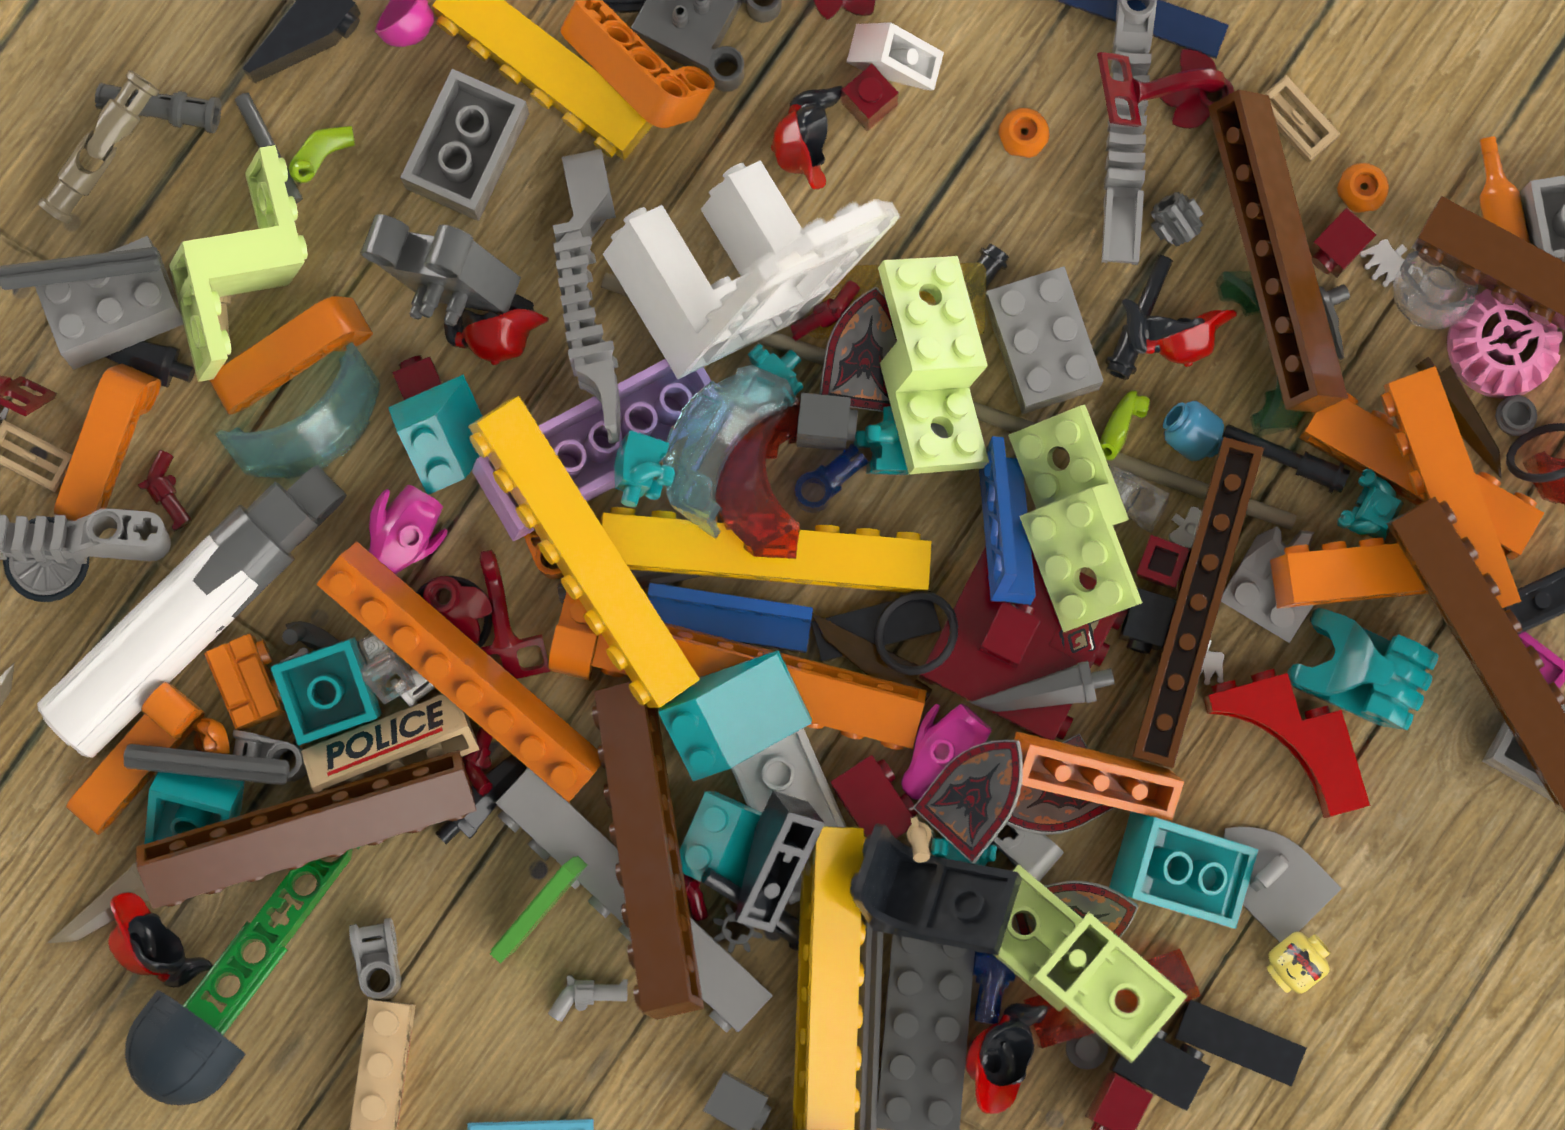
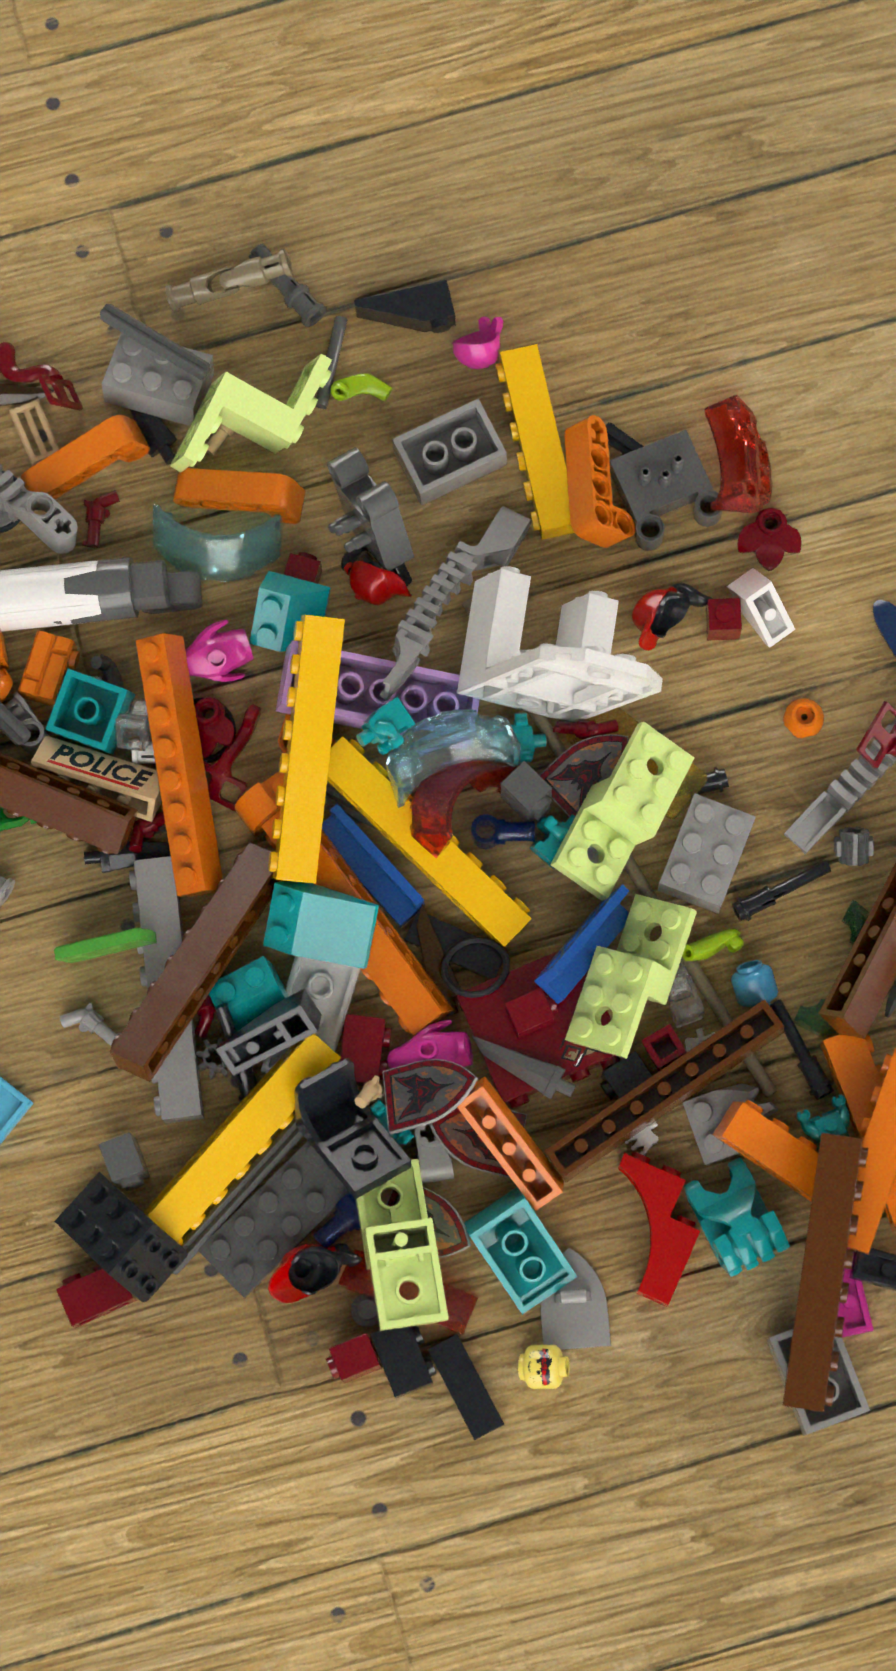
camera: 45 degrees right, 5 degrees down
(1175, 340) = (789, 920): hair -> none

